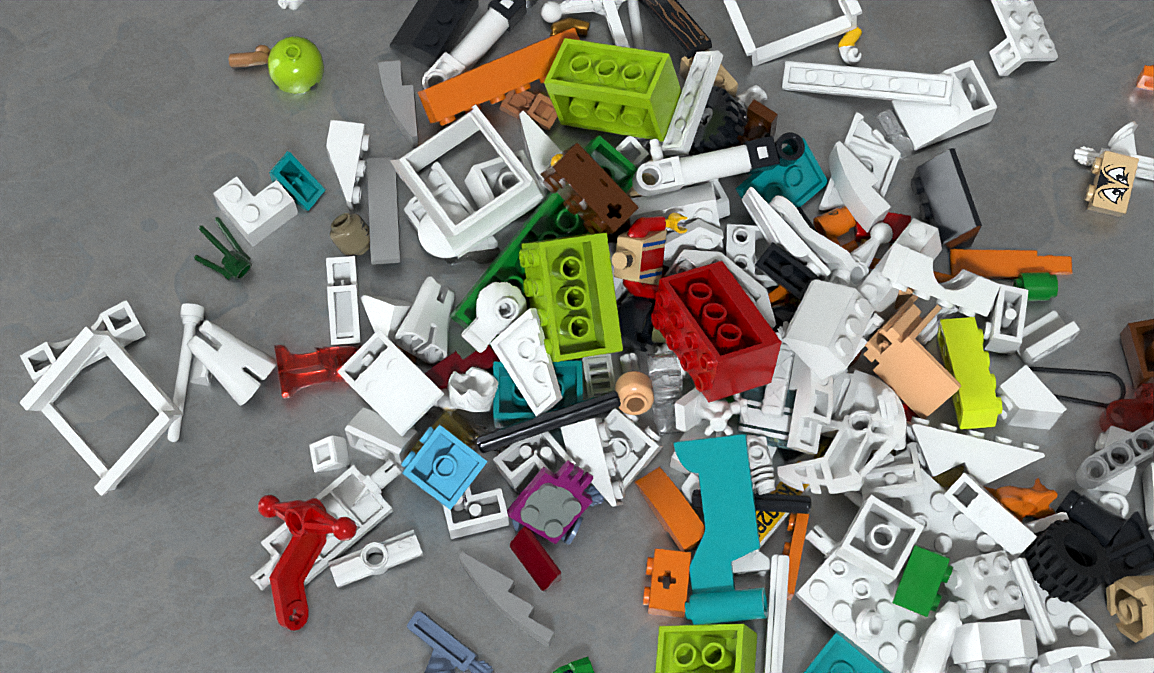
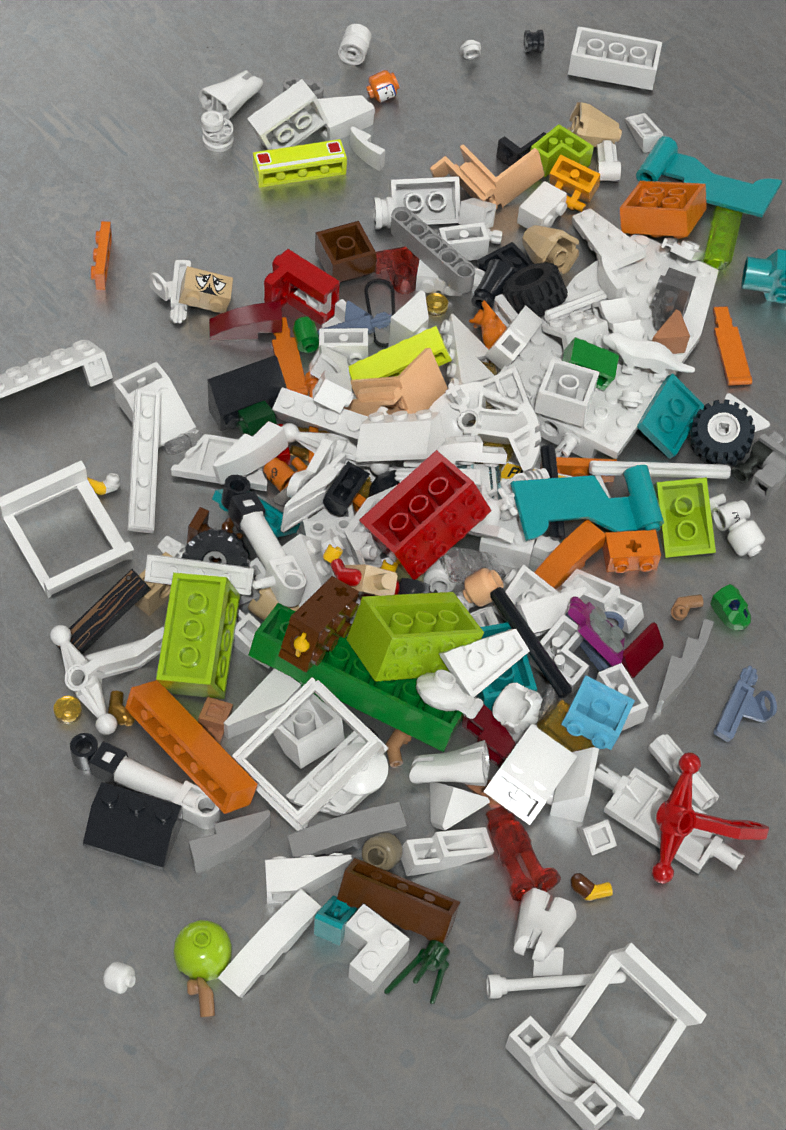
camera: 105 degrees left, 15 degrees down
(269, 428) = (588, 889): none -> arm
(285, 121) = (270, 942): none -> white slope
(295, 238) = (398, 900): none -> reddish brown brick
(466, 275) = (394, 744): none -> medium nougat arm
(588, 625) = (684, 604): none -> medium nougat arm
(609, 534) = (608, 598): none -> white slope
(907, 203) = (254, 418): none -> dark green brick
(1038, 337) = (358, 318): none -> sand blue piece
(1062, 225) = (247, 322): none -> dark red slope
(1075, 450) = (436, 304): none -> clear yellow tile
(1112, 278) = (302, 287): none -> red brick

